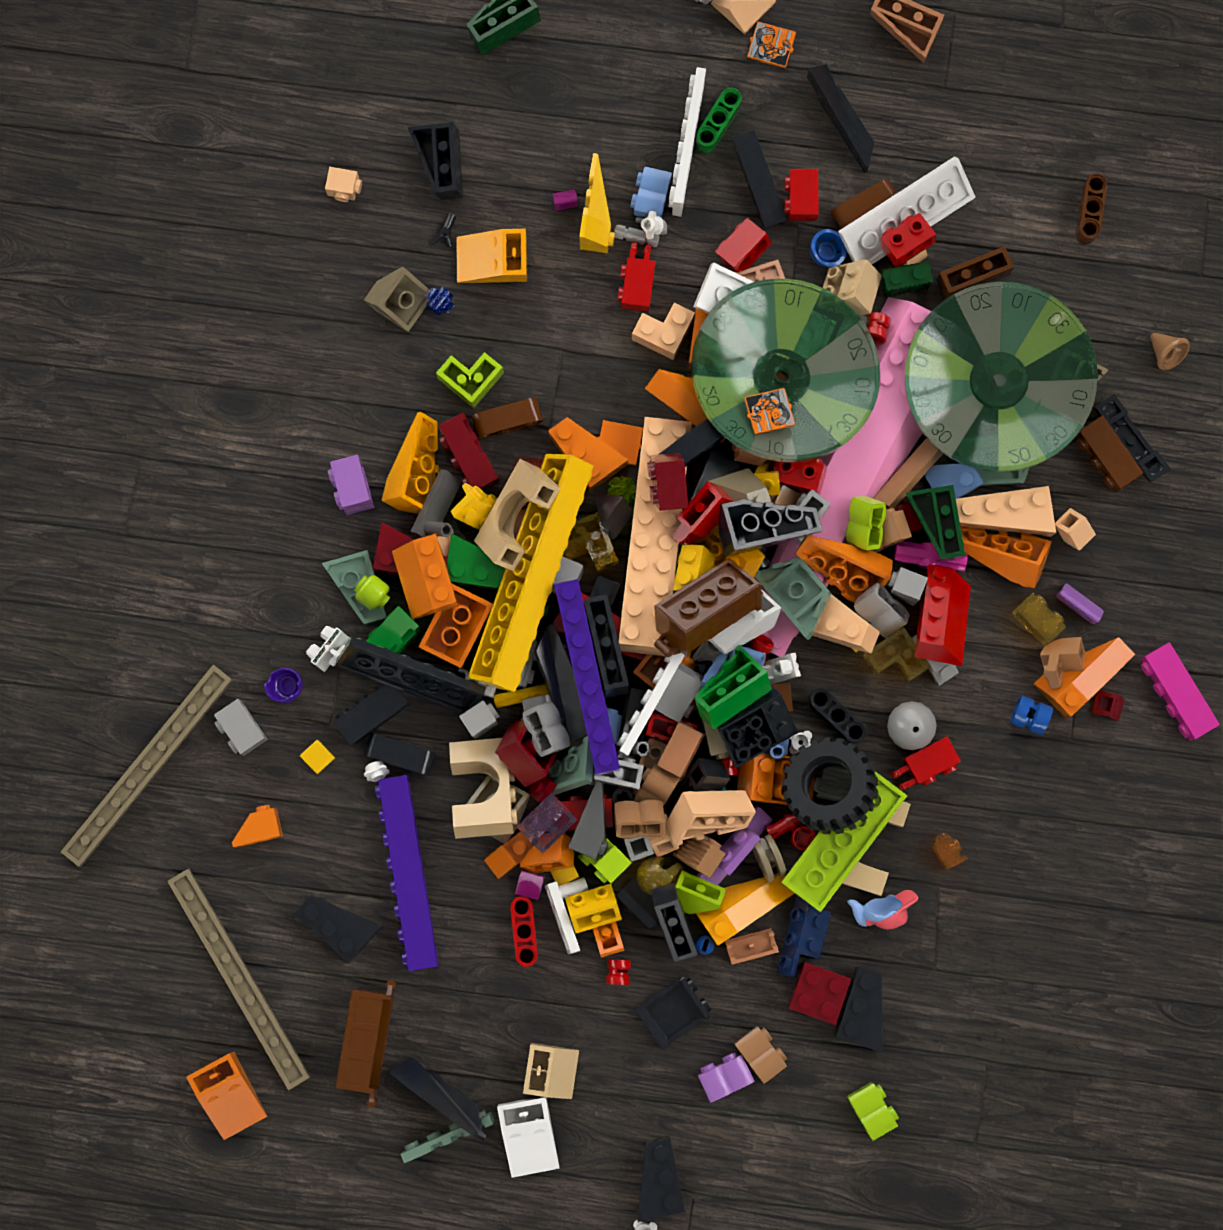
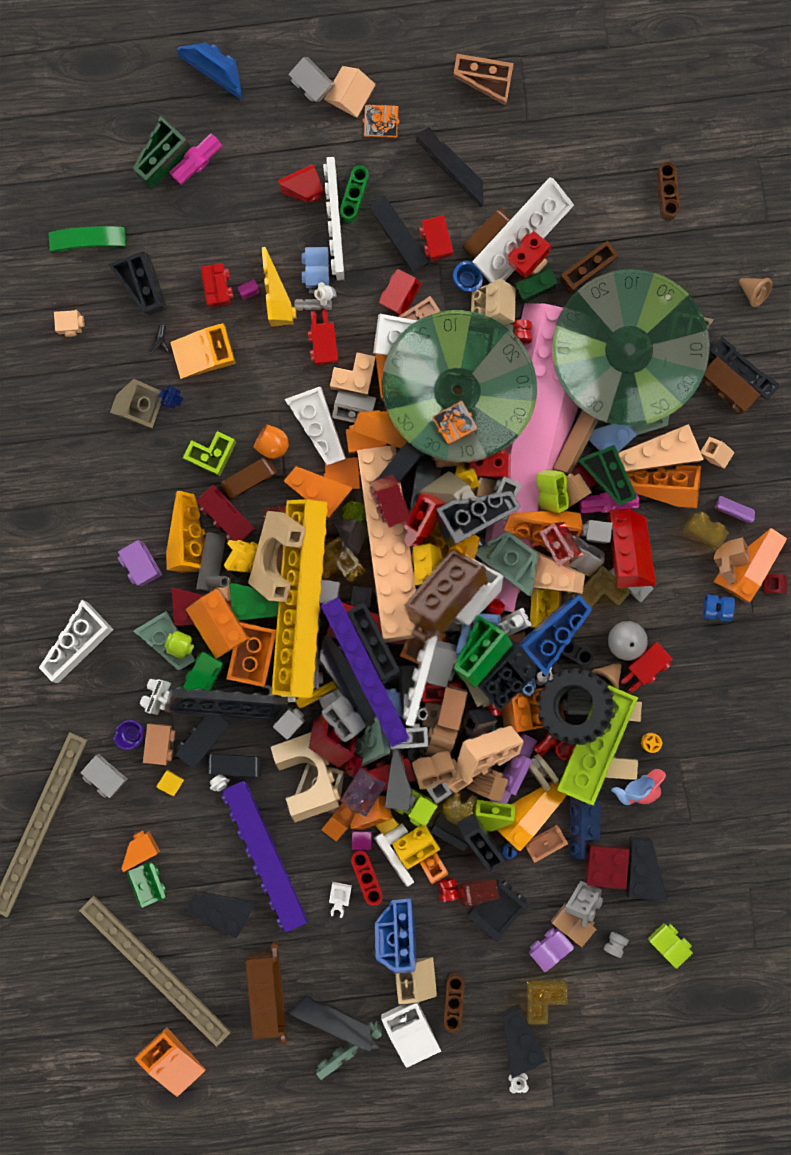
camera: 15 degrees left, 5 degrees up
(249, 559) = (75, 642): none -> white wedge
(256, 870) = (146, 884): none -> bracket
(316, 705) = (158, 744): none -> nougat brick
(390, 91) = (87, 237): none -> green slope
(485, 946) = (339, 896): none -> white plate
(527, 184) = (216, 285): none -> red brick
(542, 34) = (196, 159): none -> dark pink piece
(542, 1010) = (396, 937): none -> blue wedge
(546, 383) = (271, 442): none -> orange helmet
(590, 1123) = (453, 1011): none -> reddish brown beam
(606, 374) = (317, 422): none -> white wing
(648, 360) = (350, 404): none -> light grey brick
(650, 406) = (359, 441): none -> orange slope
(654, 983) = (476, 892): none -> clear red brick
(660, 94) = (302, 185): none -> red slope
(699, 1128) = (540, 994): none -> clear yellow brick
(781, 1029) = (584, 902): none -> light grey bracket
(806, 1092) = (616, 944): none -> light grey wheel
(822, 663) = (543, 605): none -> yellow bracket
(824, 693) = (555, 632): none -> blue wedge
(860, 586) = (561, 544): none -> clear red brick
(881, 760) = (609, 674): none -> medium nougat hat
(916, 856) = (655, 743): none -> light orange wheel
(948, 851) = (679, 730): clear orange brick -> none

